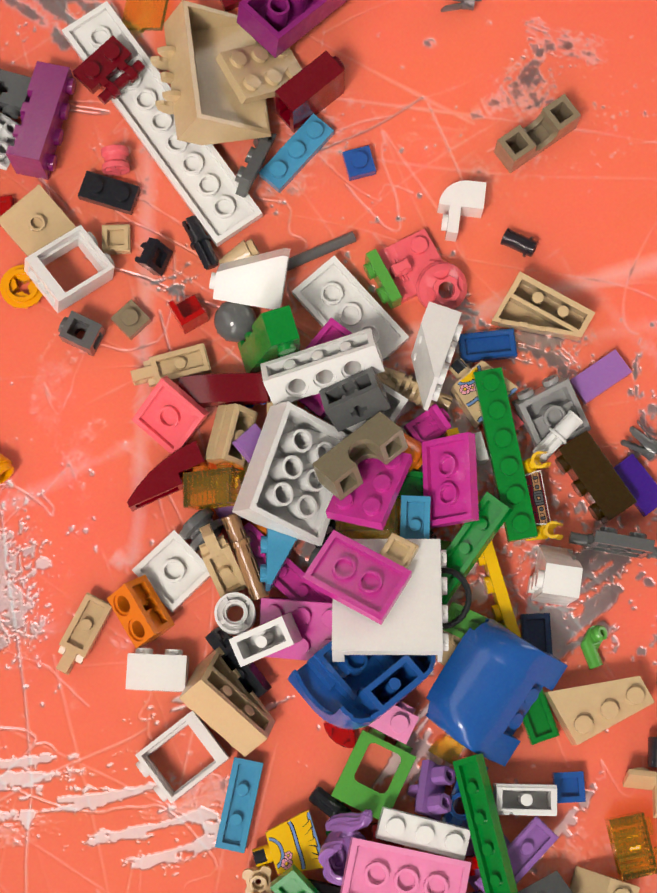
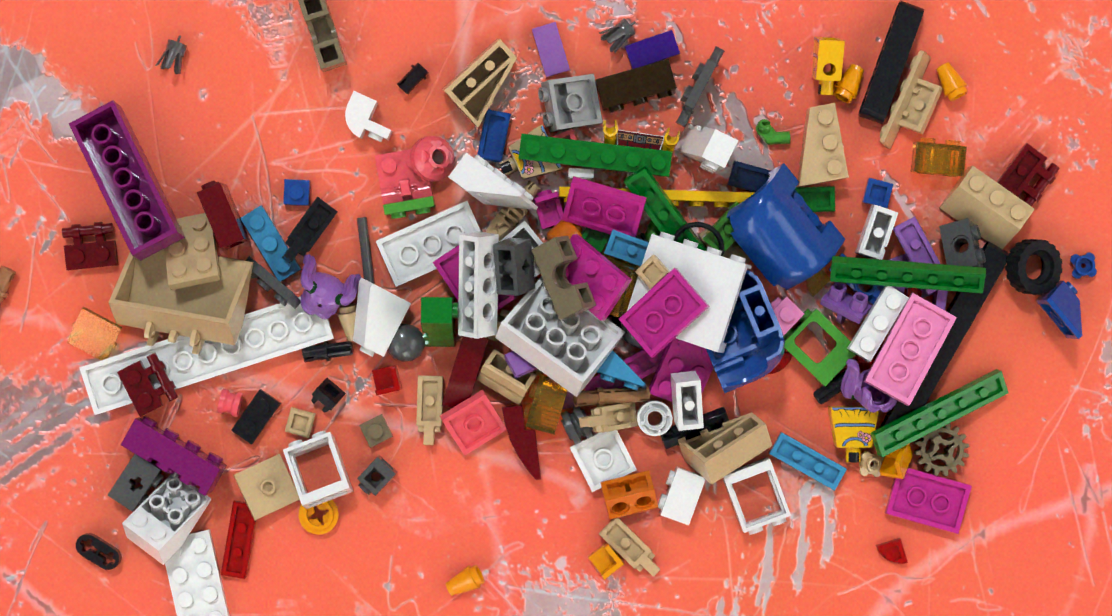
camera: 65 degrees left, 10 degrees up
(59, 610) = (606, 560): none -> light orange panel
(264, 215) = (325, 290): none -> medium lavender hair
(324, 183) = (309, 229): none -> black hinge
(558, 435) = (592, 104): white axle -> none

